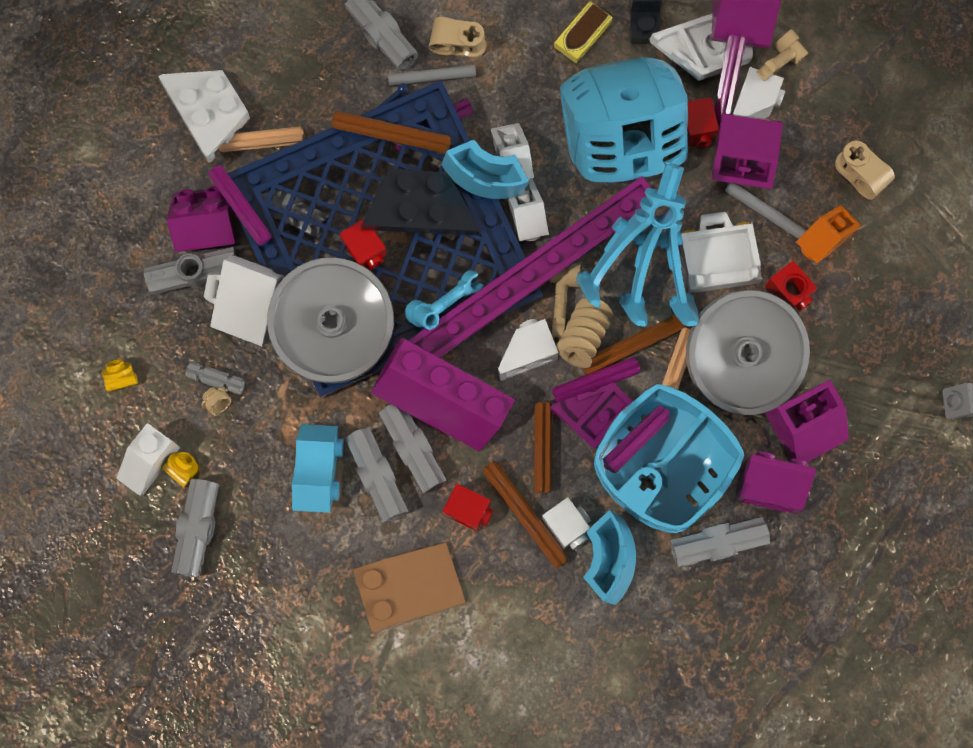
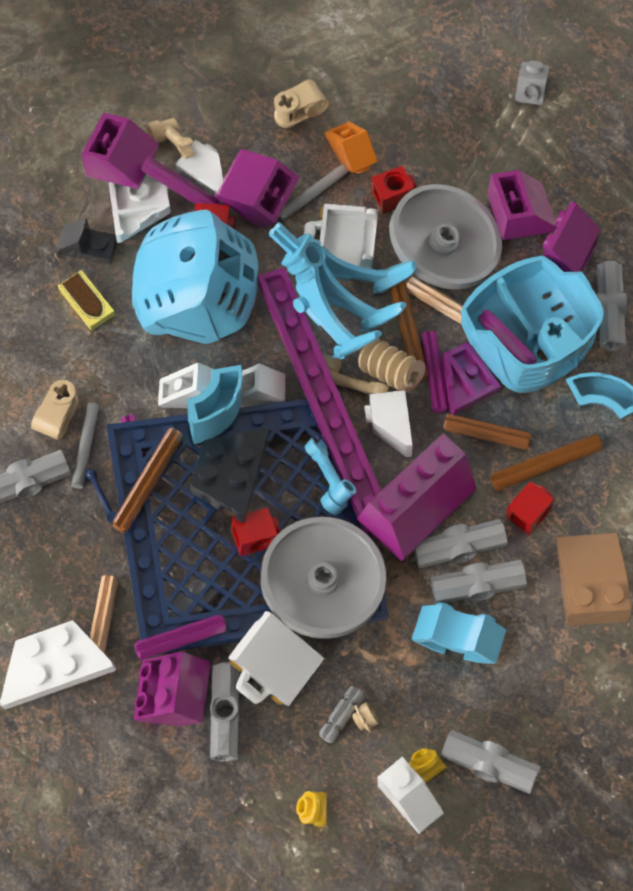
camera: 75 degrees left, 10 degrees down
(567, 524) = (565, 425): white brick -> none

